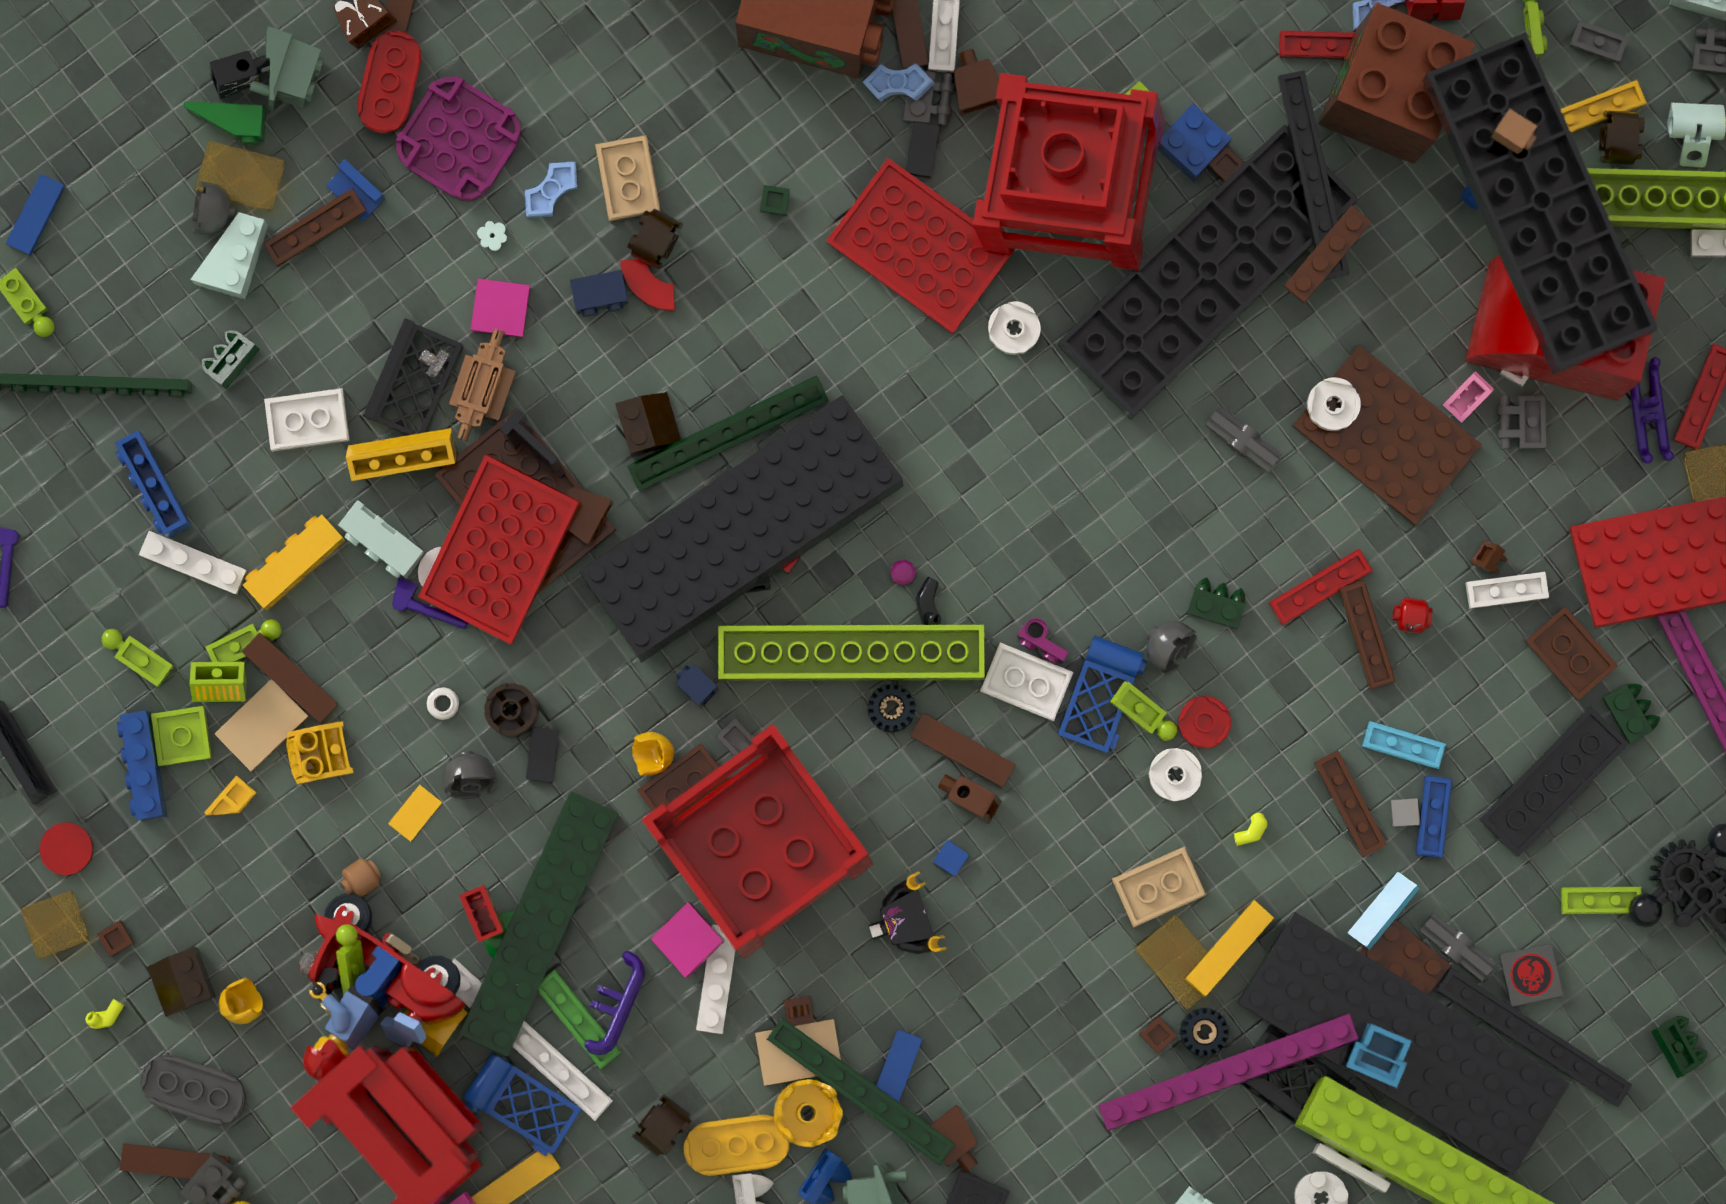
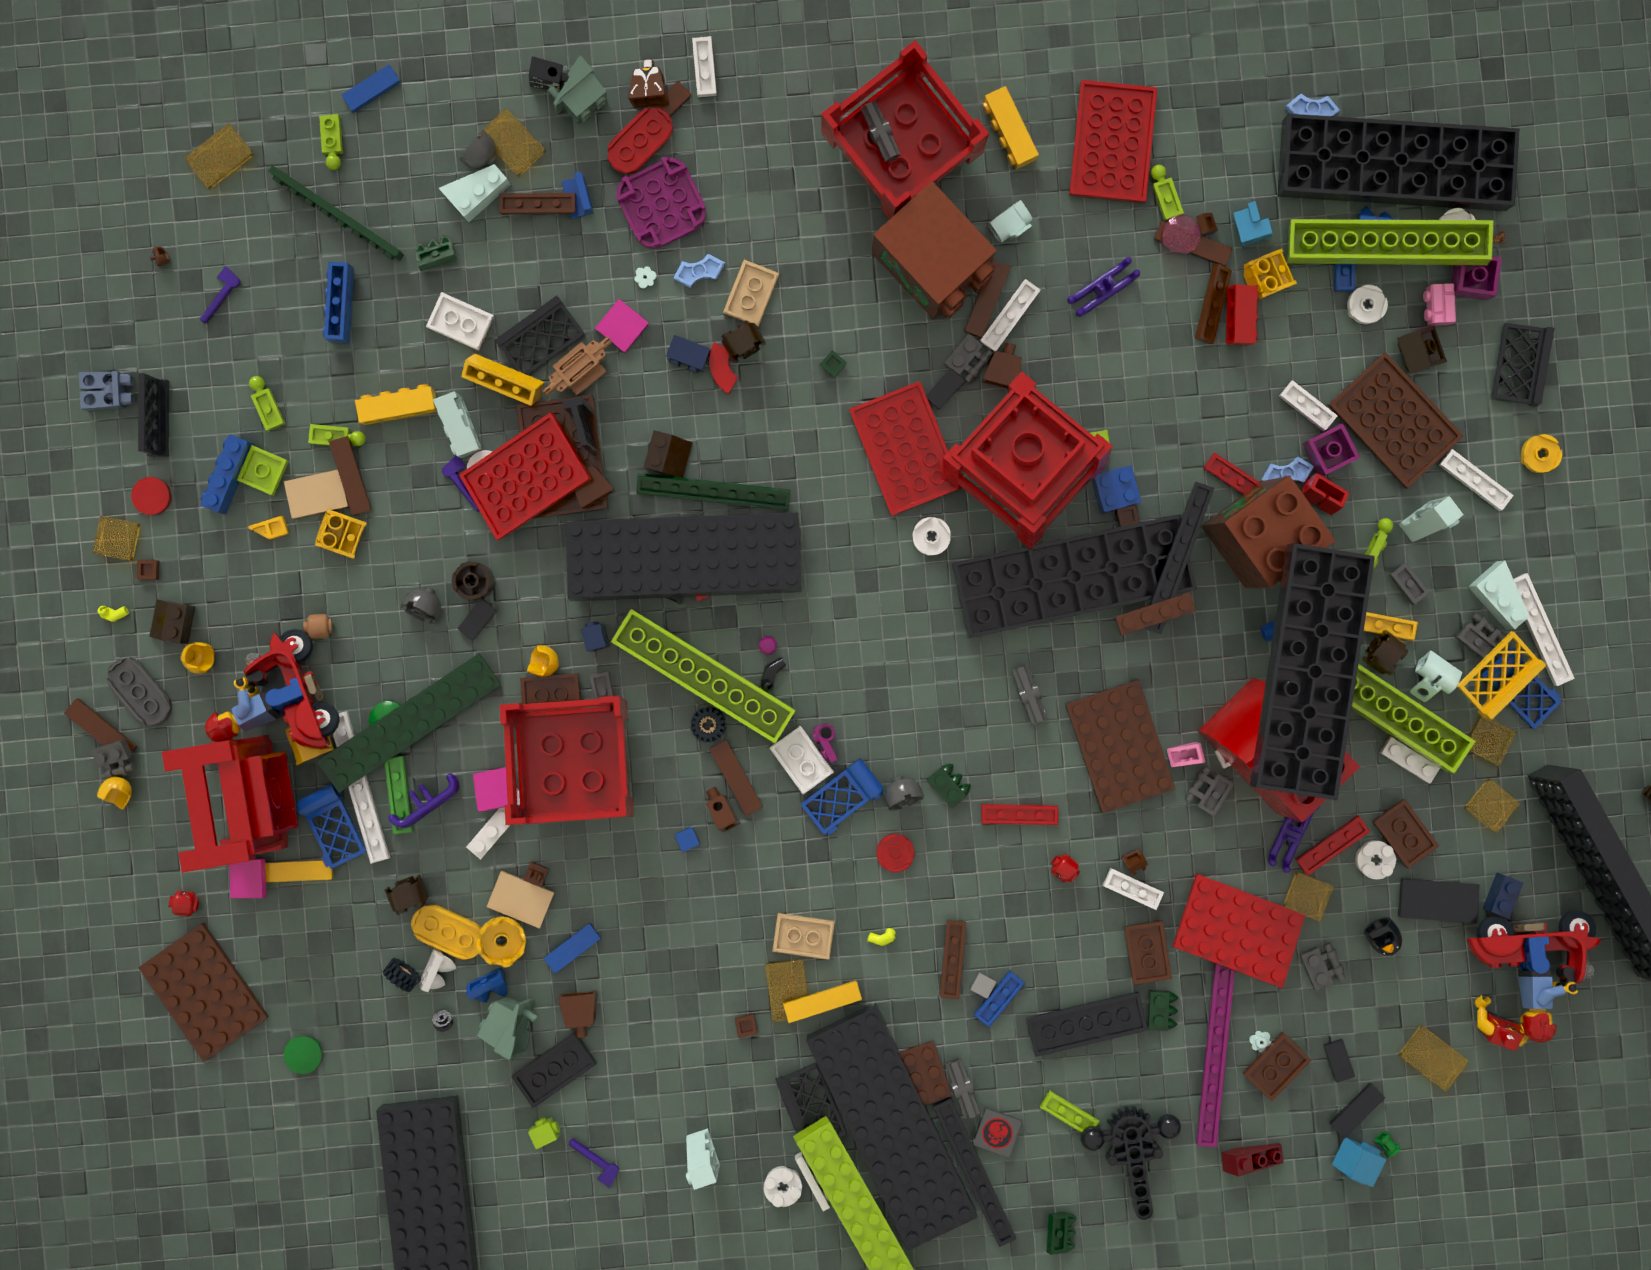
camera: 30 degrees right, 5 degrees up
(193, 562) = (336, 367): white plate -> none
(218, 681) = (304, 450): lime brick -> none
(238, 120) = (532, 107): green slope -> none
(349, 956) = (276, 673): lime plate -> none
(403, 1030) = (284, 737): light blue tile -> none
(415, 813) = (377, 606): yellow sticker -> none
(435, 362) = (558, 334): clear tile -> none
(442, 715) = (427, 550): white piece -> none
(482, 913) = (375, 697): red torso -> none
(861, 1091) = (541, 949): dark green tile -> none
(888, 82) = (949, 333): light blue tile -> none
(906, 919) = (635, 861): black torso -> none
(1143, 711) = (861, 824): lime plate -> none
(1175, 759) = (863, 865): white plate -> none
(1217, 1037) = (779, 1051): black bush -> none
(1229, 1072) = (773, 1079): magenta plate -> none
(1341, 417) = (1110, 708): white plate -> none
(1367, 634) = (1029, 862): reddish brown tile -> none
(1380, 1055) = (871, 1130): dark azure plate -> none
(1383, 910) = (931, 1037): tile -> none
(1403, 745) = (1008, 943): medium azure tile -> none
(1515, 132) = (1327, 617): medium nougat brick -> none

